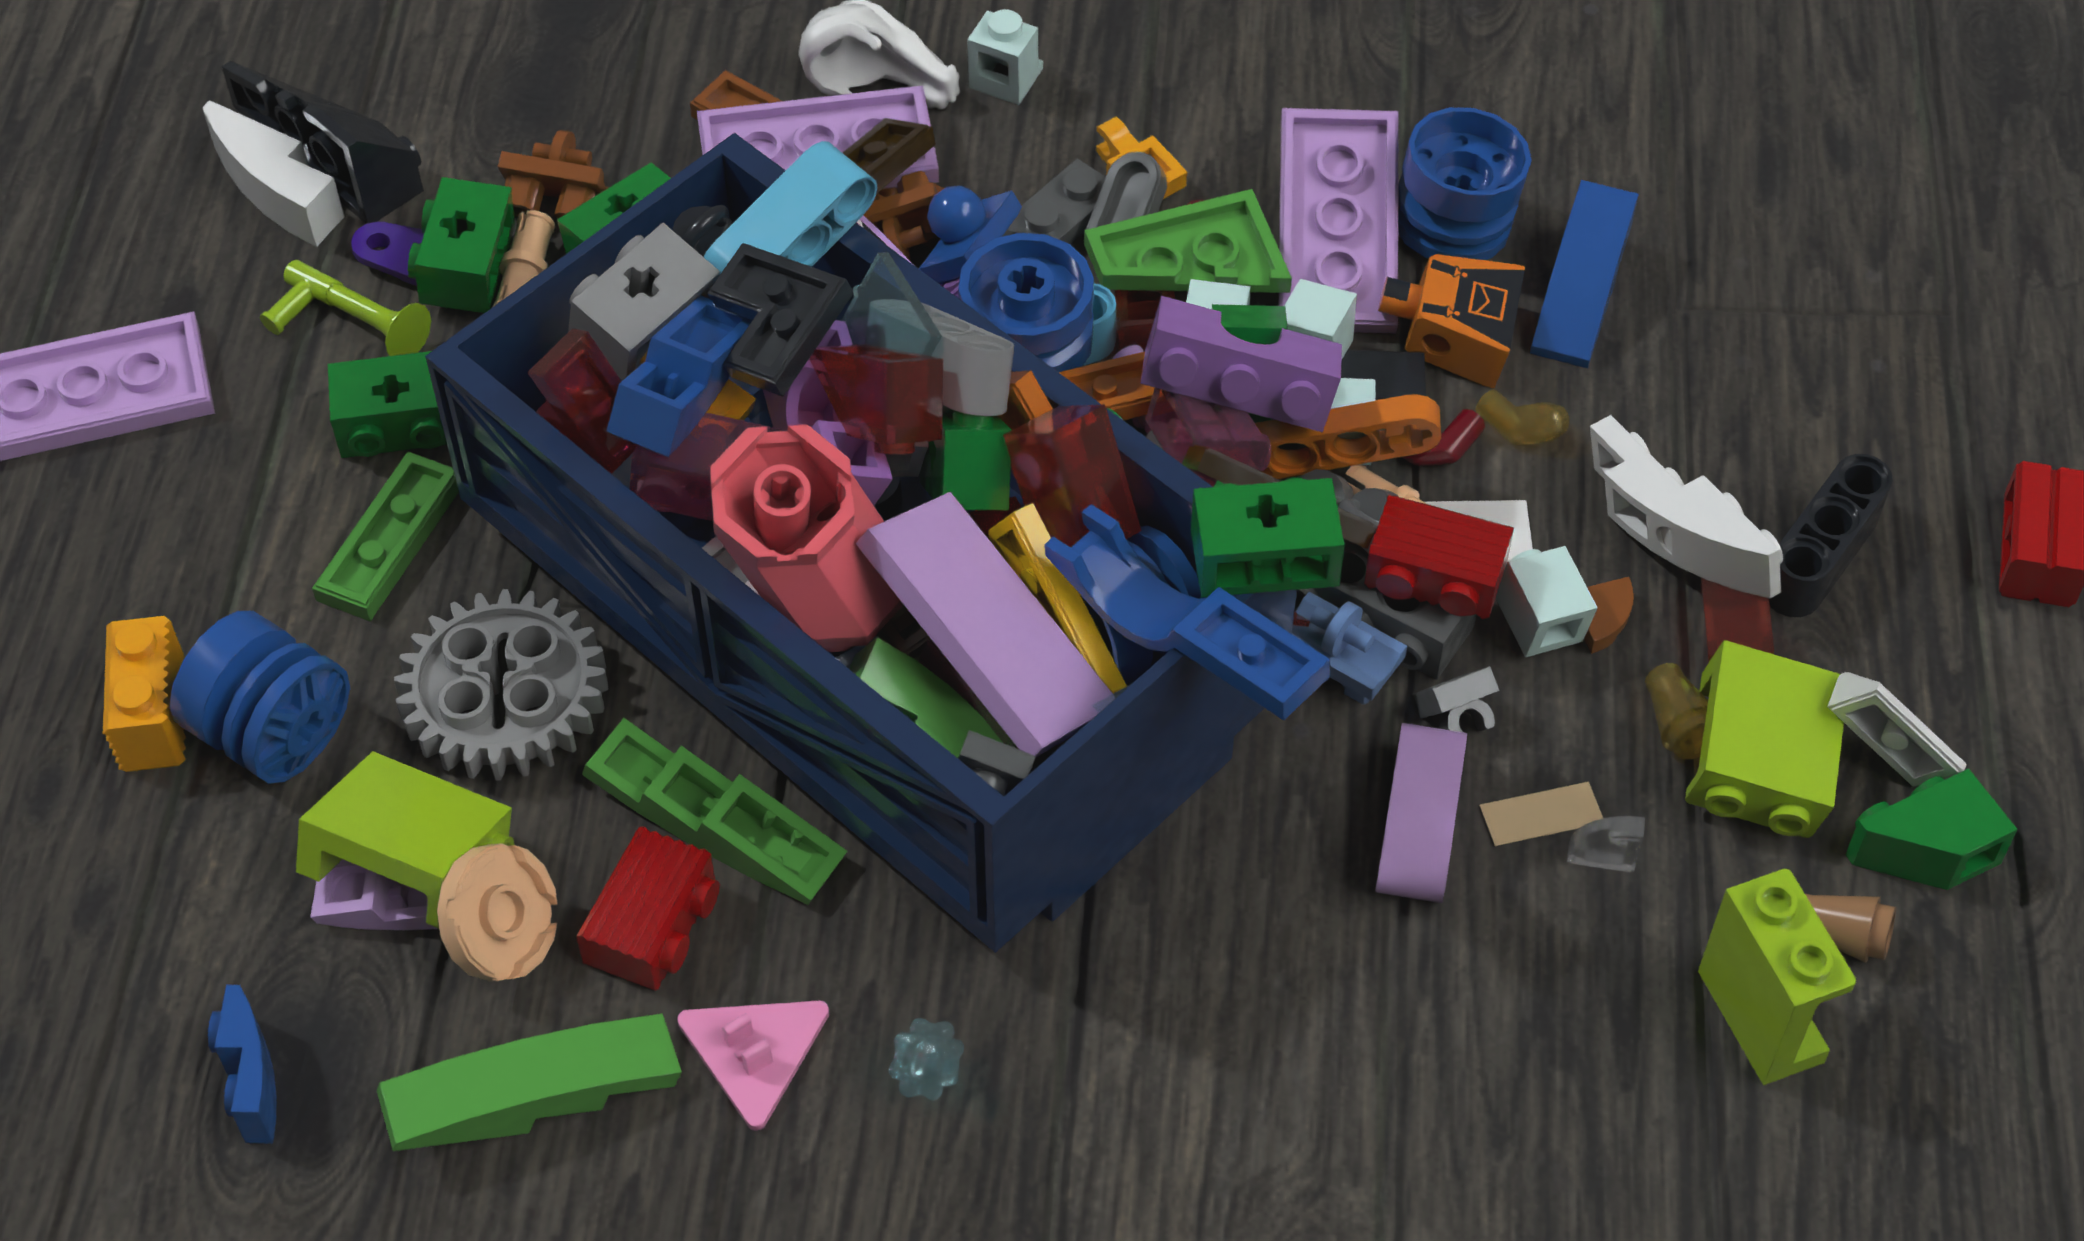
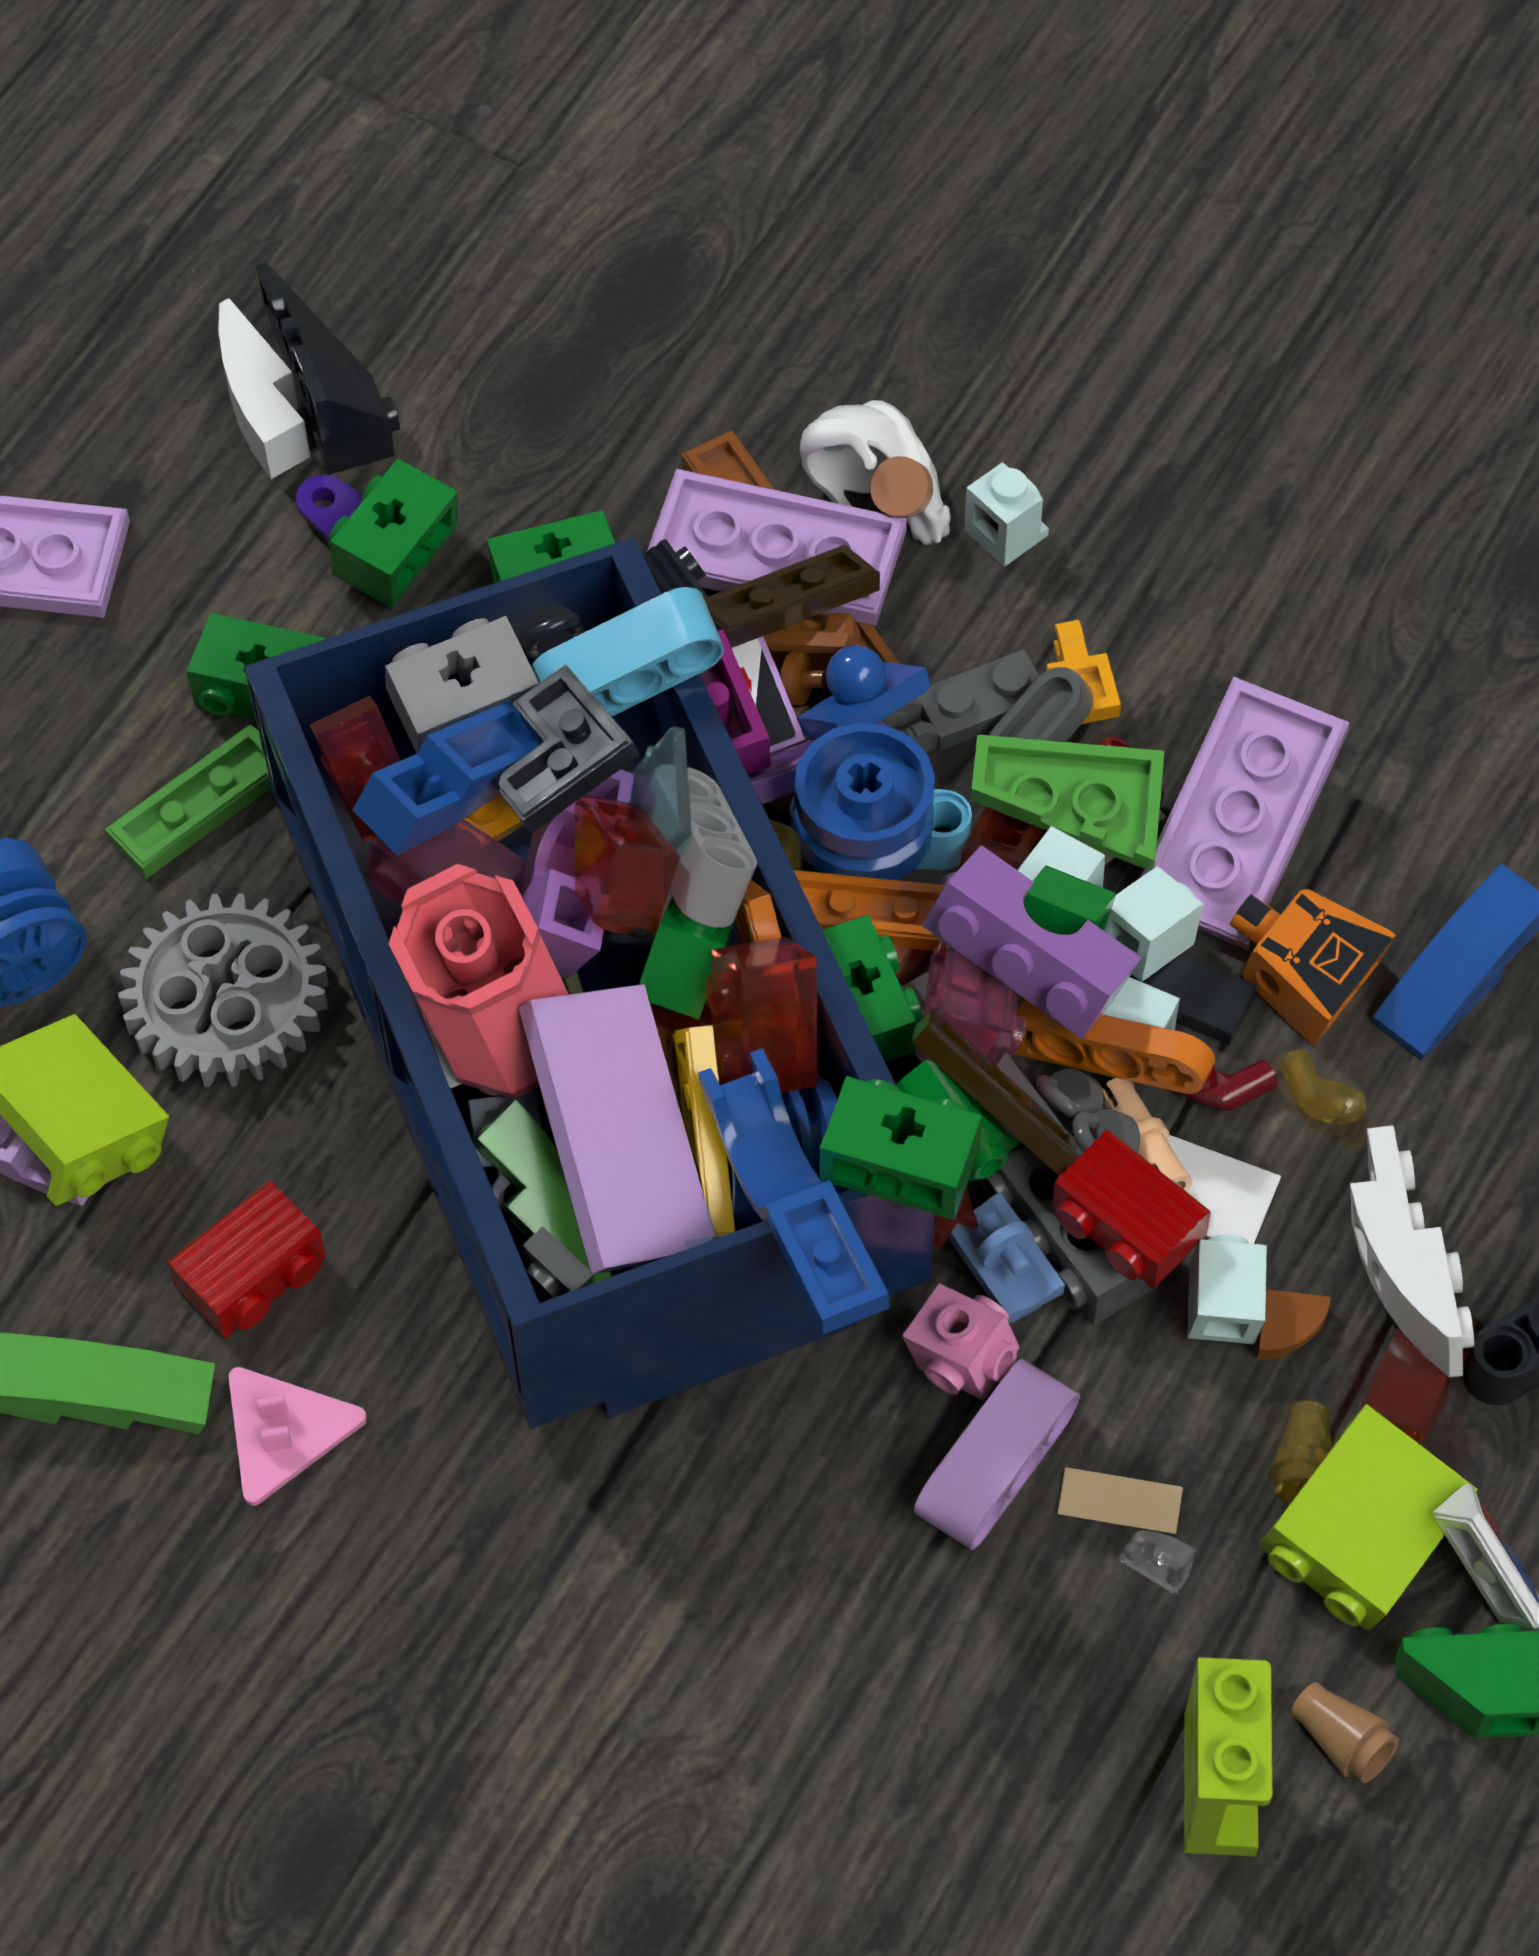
camera: 25 degrees right, 5 degrees up
(404, 329) = (302, 599): lime piece -> none
(497, 912) = (110, 1211): light nougat tile -> none
(526, 253) = (444, 570): light nougat pin -> none
(554, 172) = (489, 484): dark orange hips -> none
(706, 809) = (353, 1190): bright green slope -> none
(908, 59) = (901, 487): none -> nougat tile
(926, 1059) = (421, 1503): clear light blue plant -> none
(1345, 729) = (962, 1342): none -> bright pink brick
(1459, 695) = (1092, 1352): tile -> none
(1461, 183) = (1379, 822): blue wheel -> none

